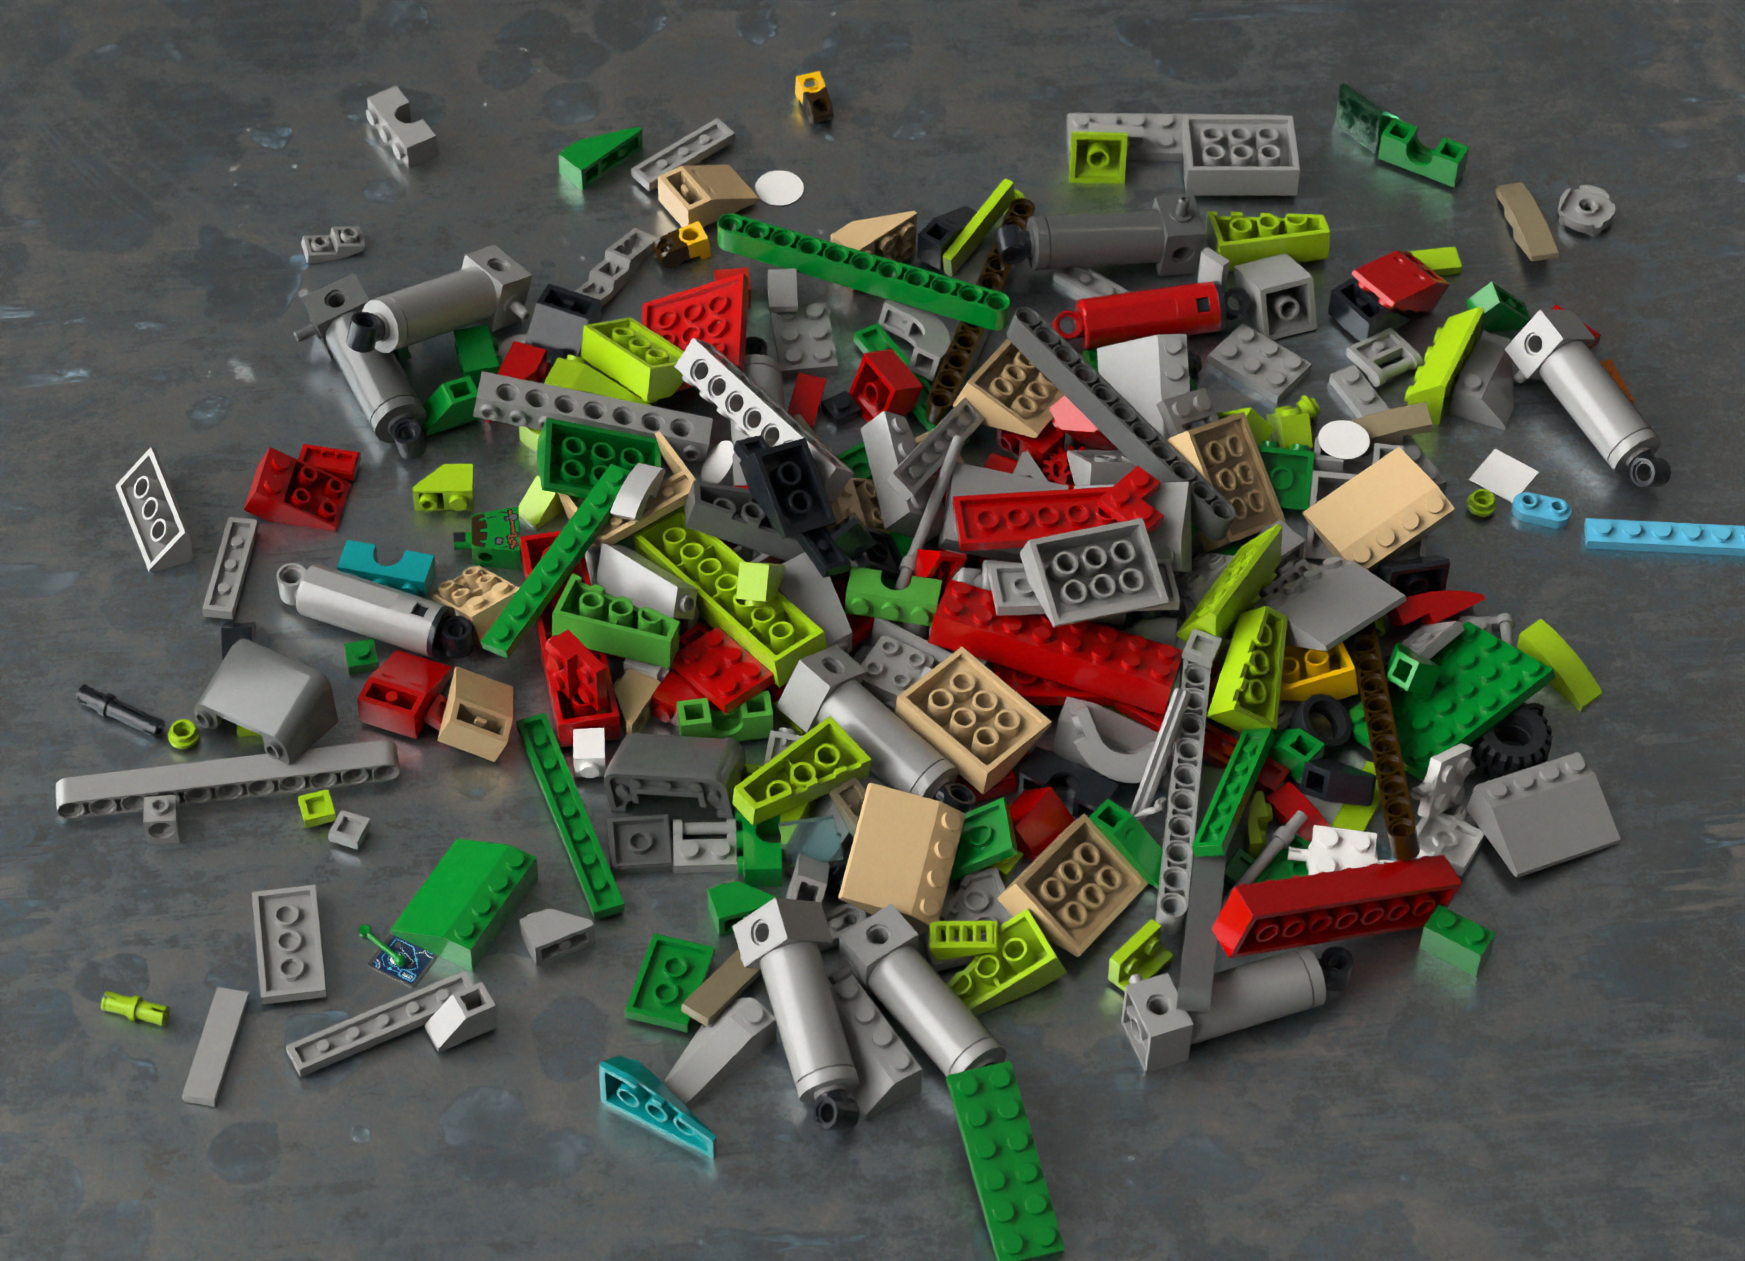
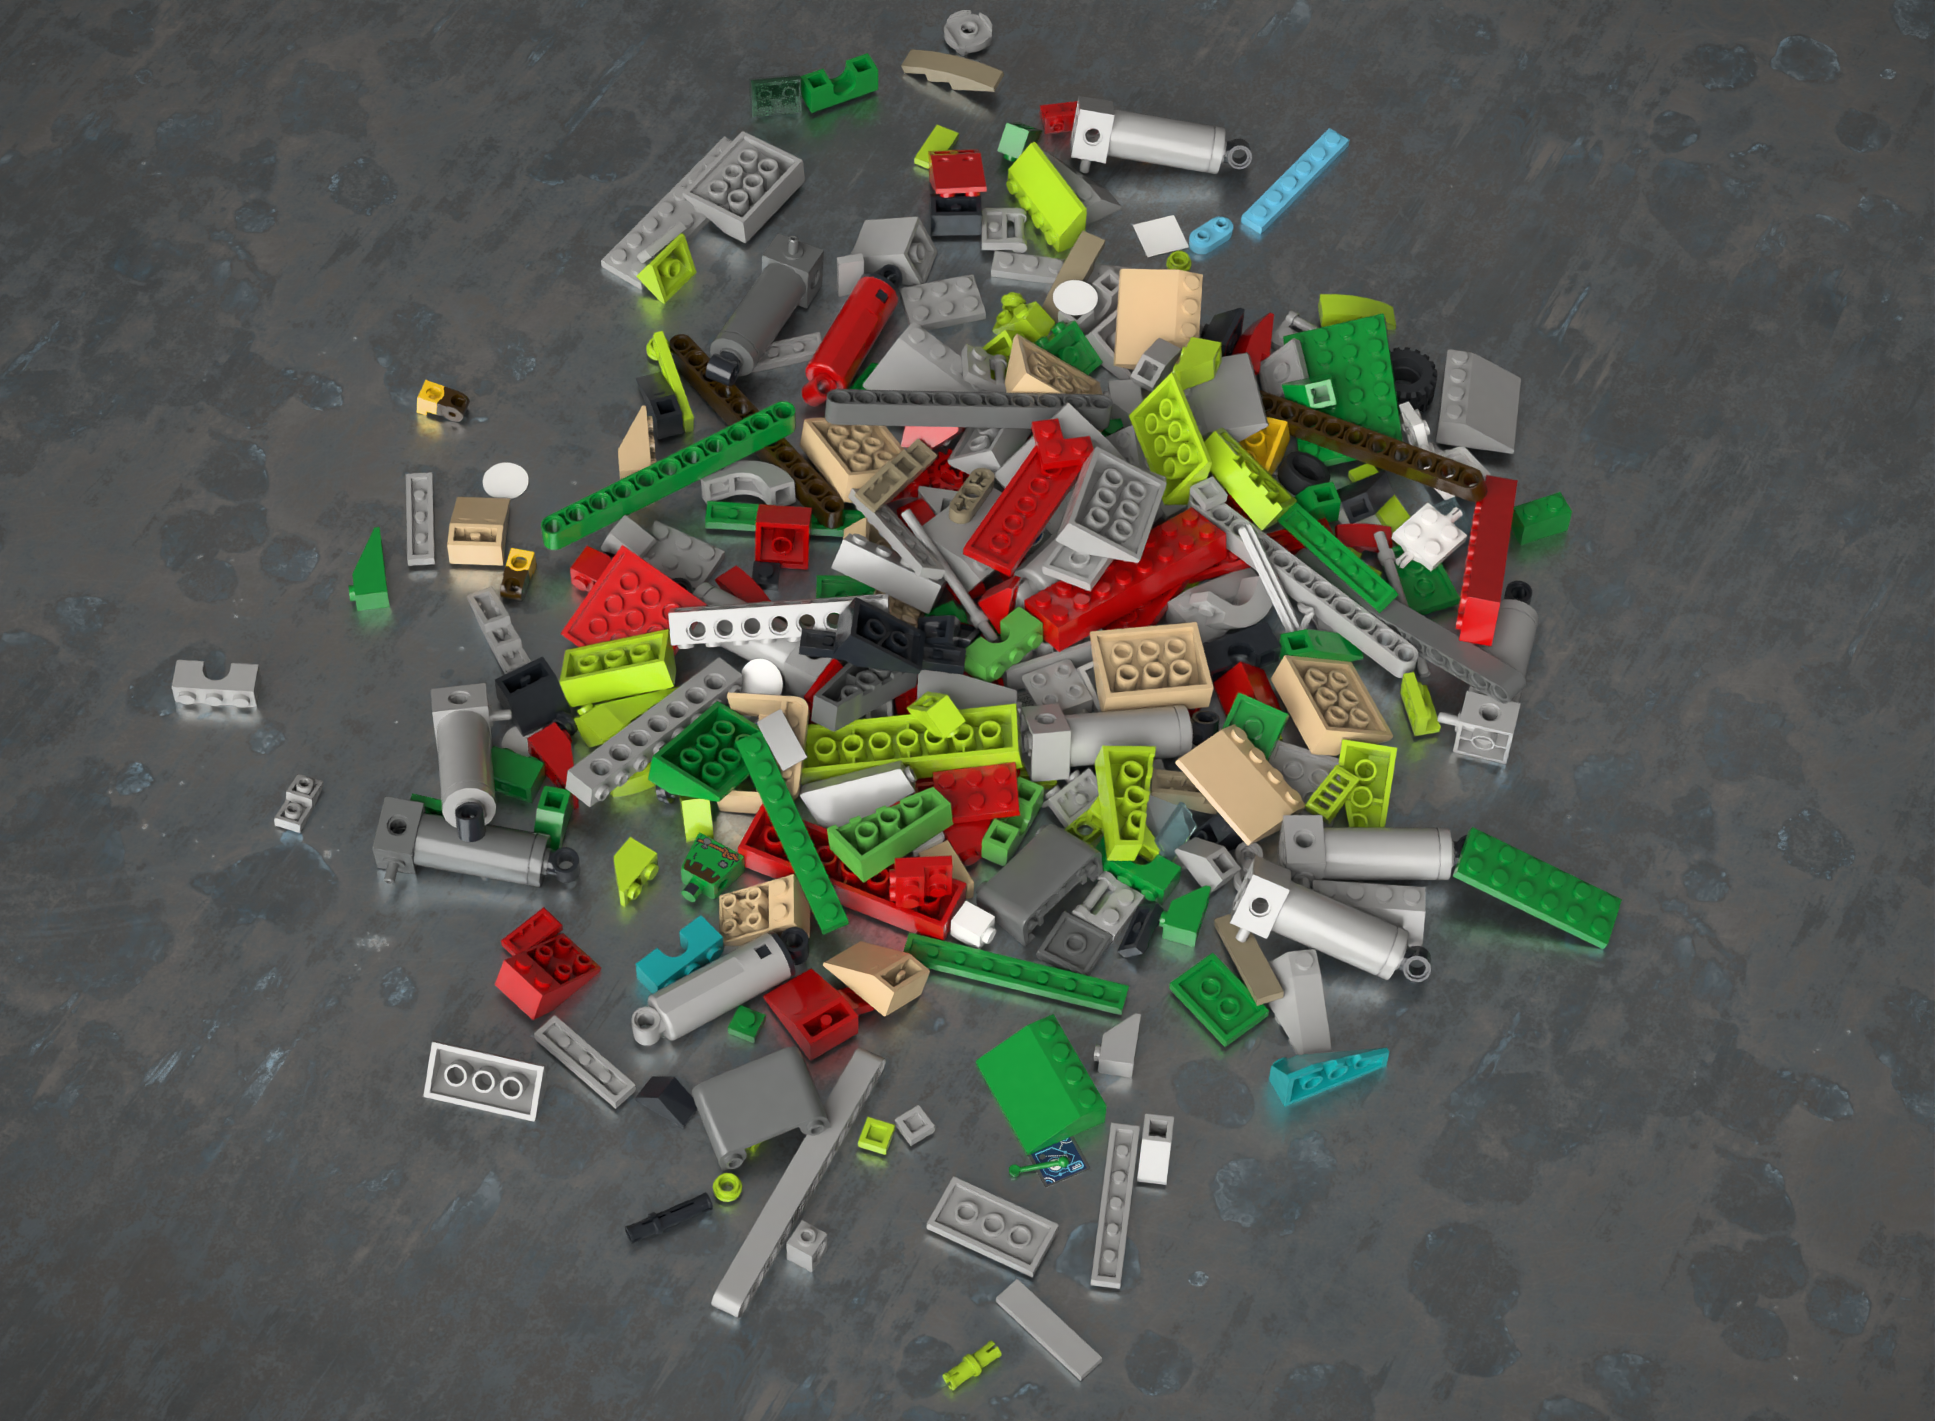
camera: 55 degrees left, 5 degrees up
(682, 884) = (1140, 930): none -> black plate
(1001, 417) = (896, 476): none -> dark tan slope
(1015, 479) = (971, 486): none -> dark tan beam
(1255, 238) = (842, 219): lime wedge -> none
(1317, 534) = (1155, 364): none -> light grey slope
(1345, 560) = (1198, 362): none -> lime slope

